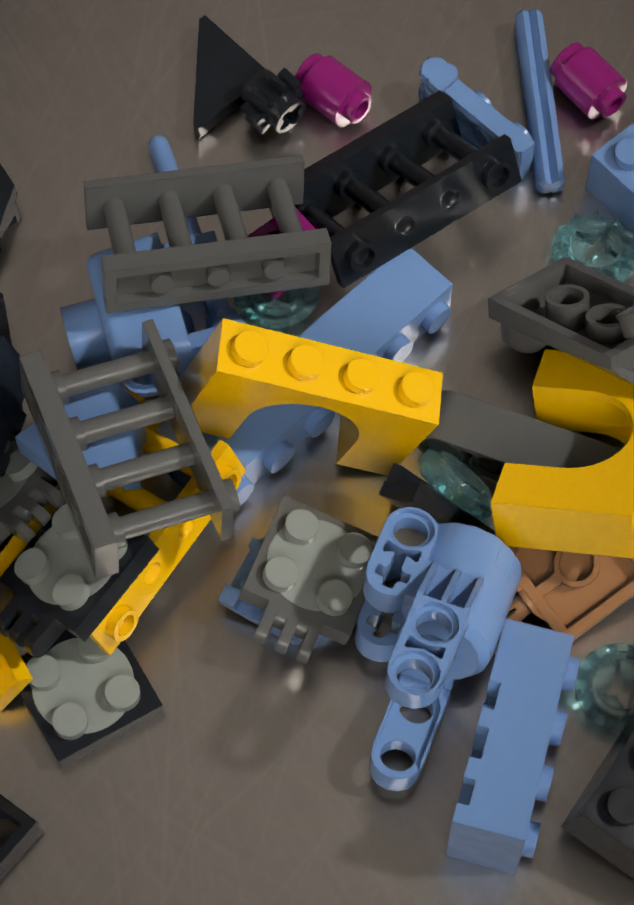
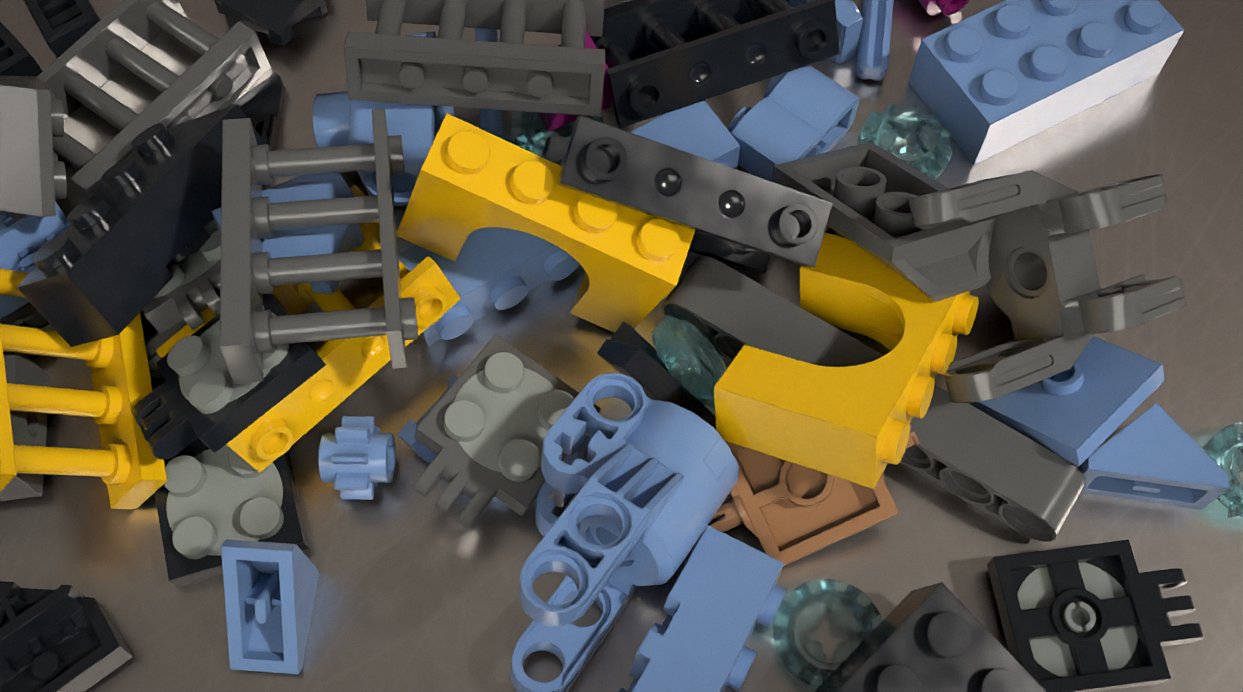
camera: 15 degrees right, 0 degrees up
(152, 762) = (267, 604): none -> medium blue slope
(190, 625) = (357, 457): none -> medium blue gear
(465, 350) = (732, 212): none -> black fence
(493, 251) = (795, 120): none -> medium blue brick

